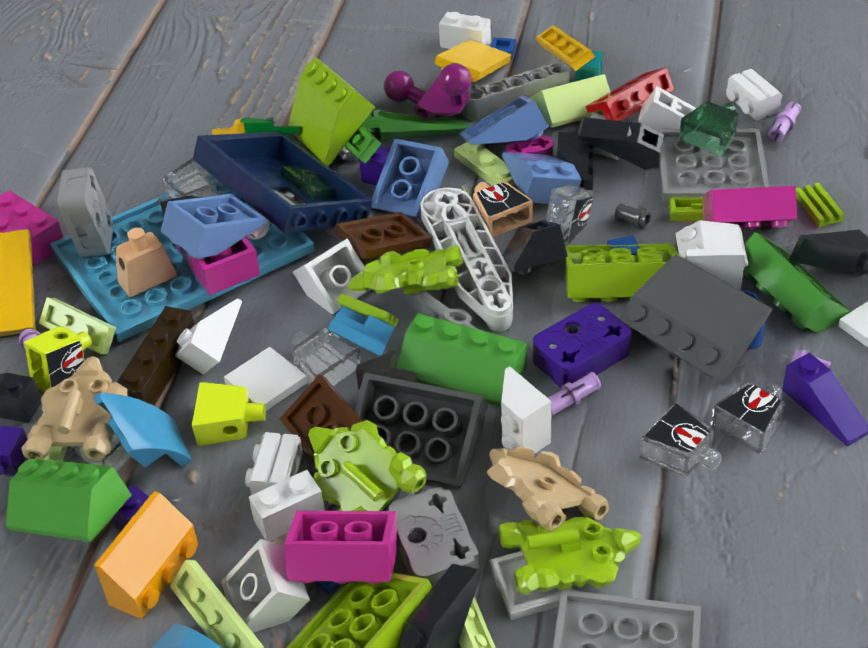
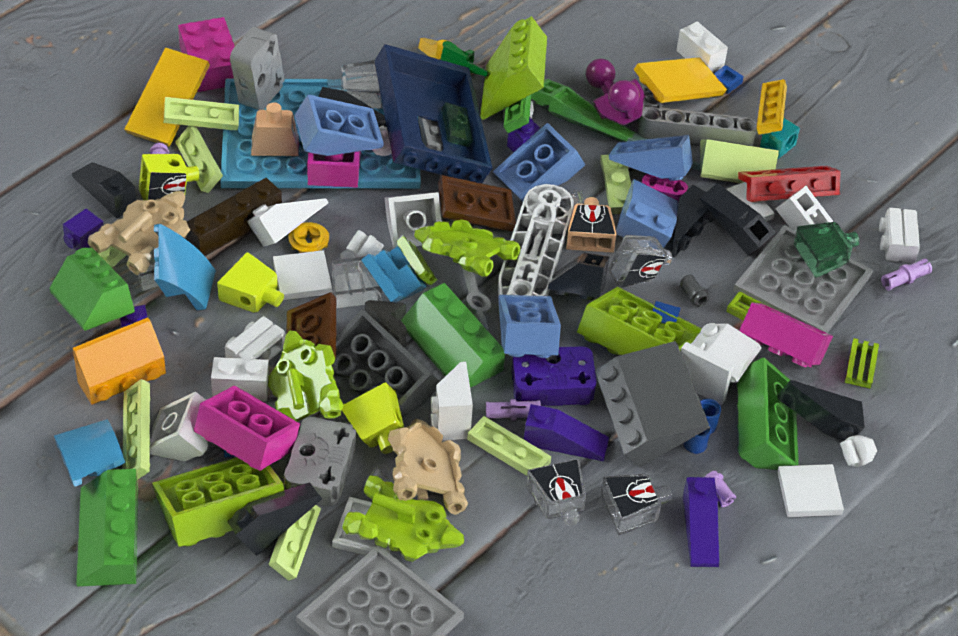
camera: 25 degrees right, 5 degrees up
(52, 281) = (201, 113): none -> yellowish green plate
(247, 335) = (317, 233): none -> yellow gear
(308, 321) = (364, 245): none -> white piece
(458, 468) = (375, 416): none -> neon yellow torso
(532, 308) = (529, 325): none -> medium blue slope
(598, 429) = (507, 446): none -> yellowish green plate
(633, 390) = (561, 433): none -> dark purple slope

